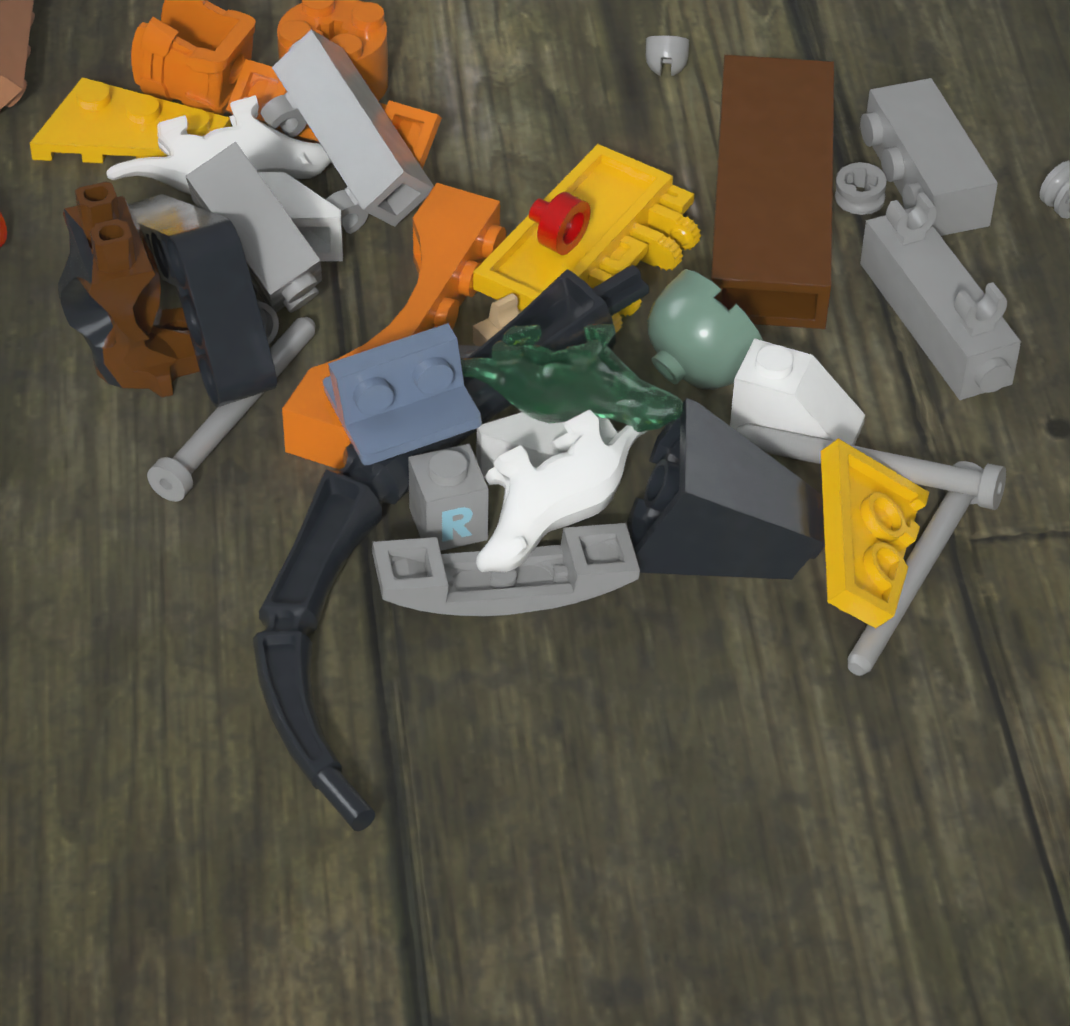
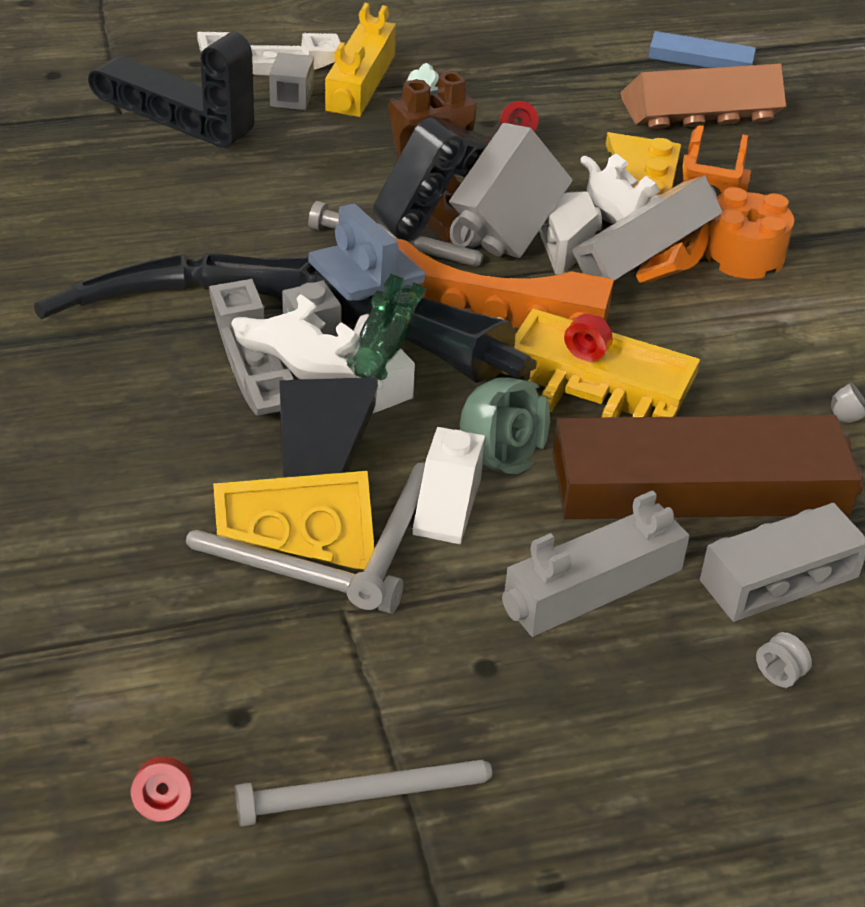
camera: 80 degrees right, 5 degrees down
(864, 176) = (734, 517): light grey bush -> none

